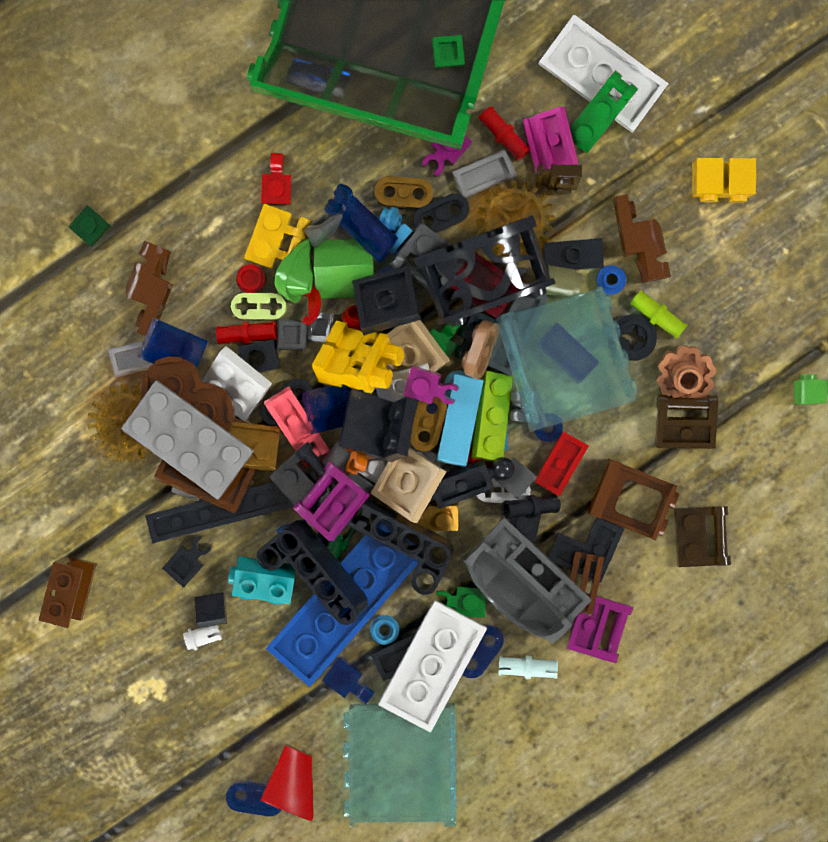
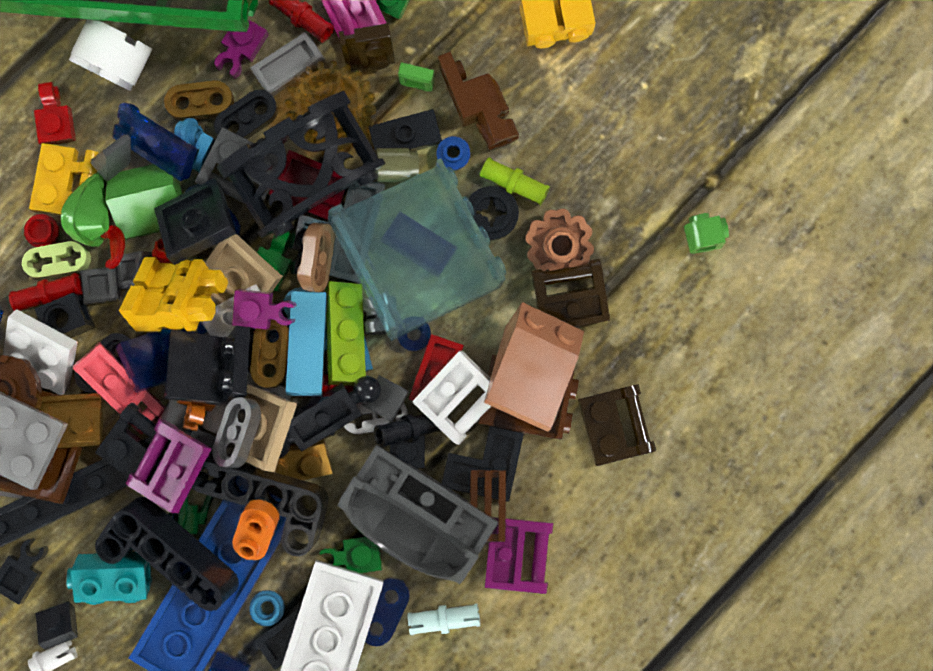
camera: 10 degrees left, 5 degrees down
(338, 138) = (110, 53): none -> white brick
(391, 566) = (255, 529): none -> orange plate
(392, 484) = (236, 432): none -> flat silver plate
(573, 481) = (448, 391): none -> white plate
(593, 208) = (416, 77): none -> bright green tile
(645, 476) = (533, 366): none -> nougat slope

